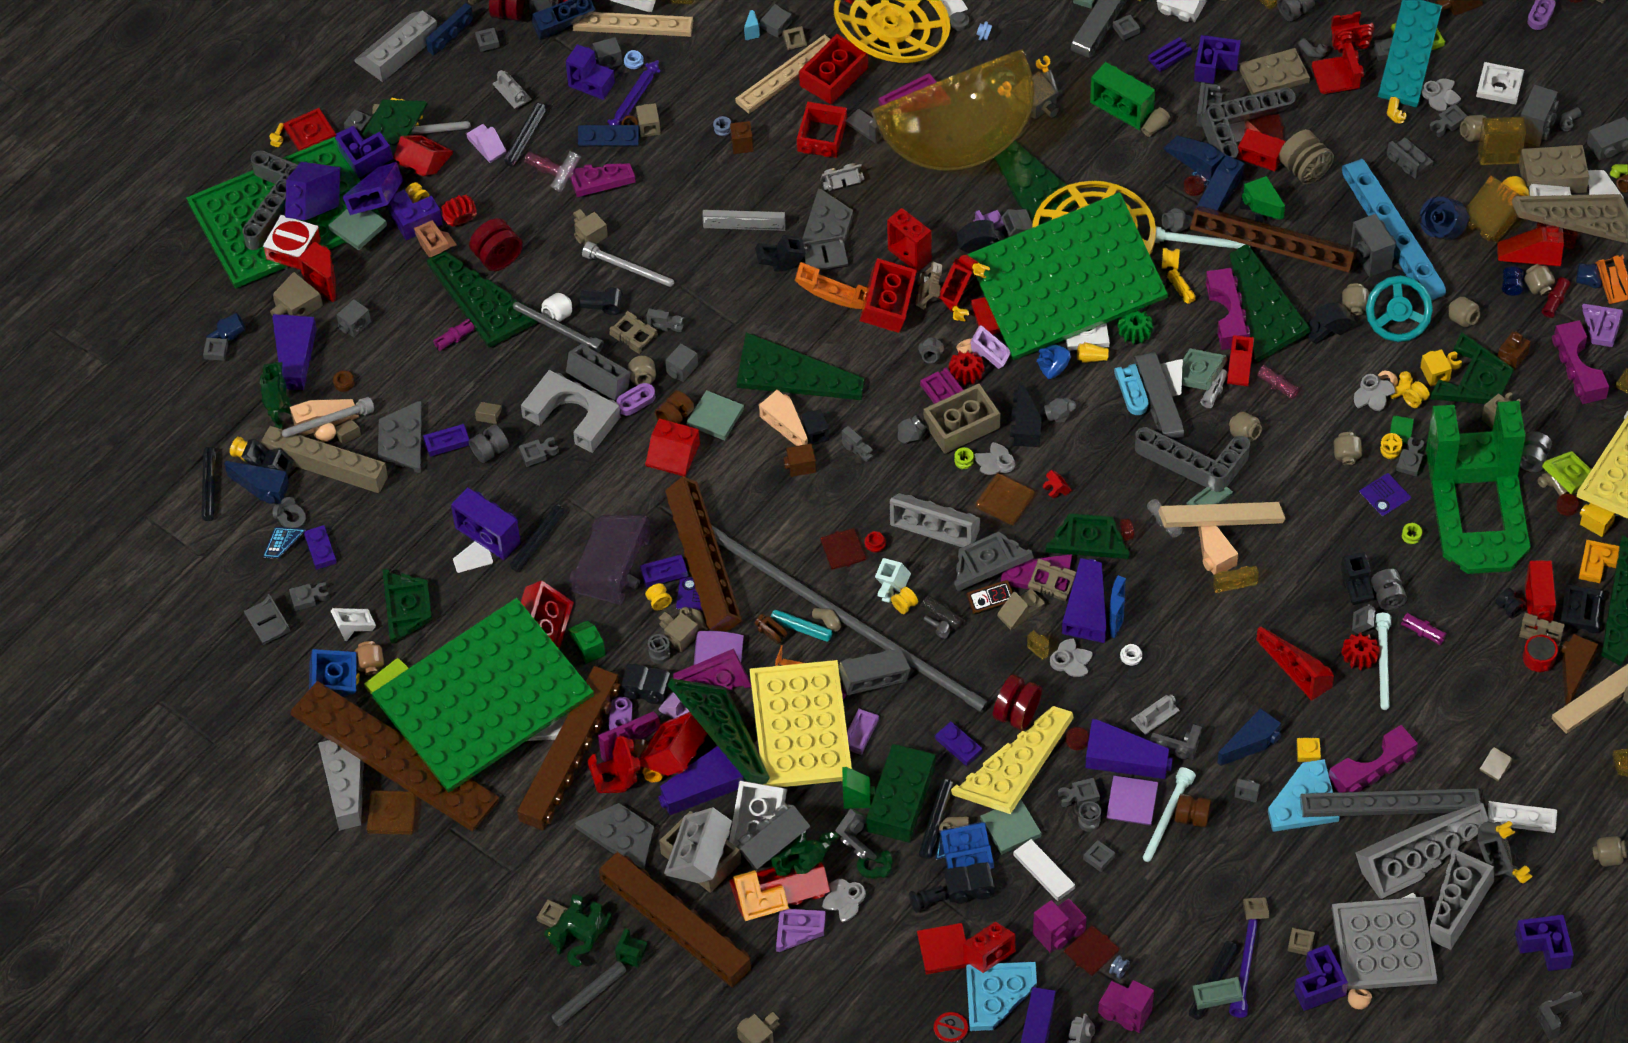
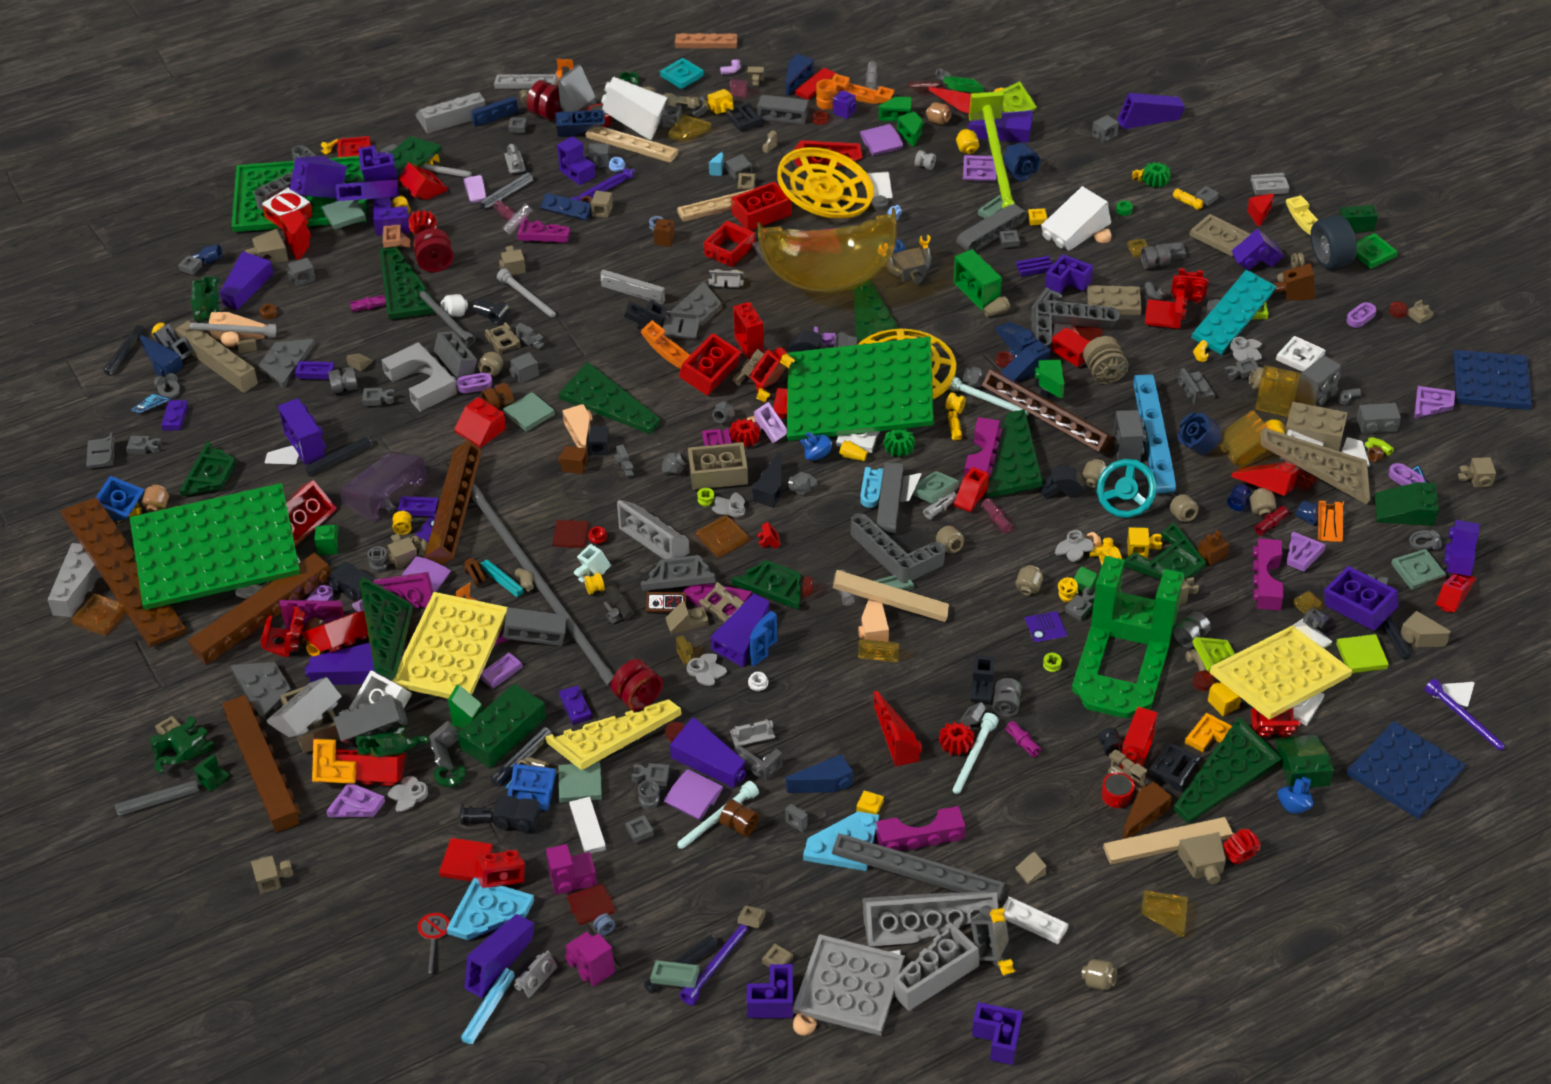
camera: 20 degrees right, 10 degrees down
(352, 620) = (156, 467): white slope -> none

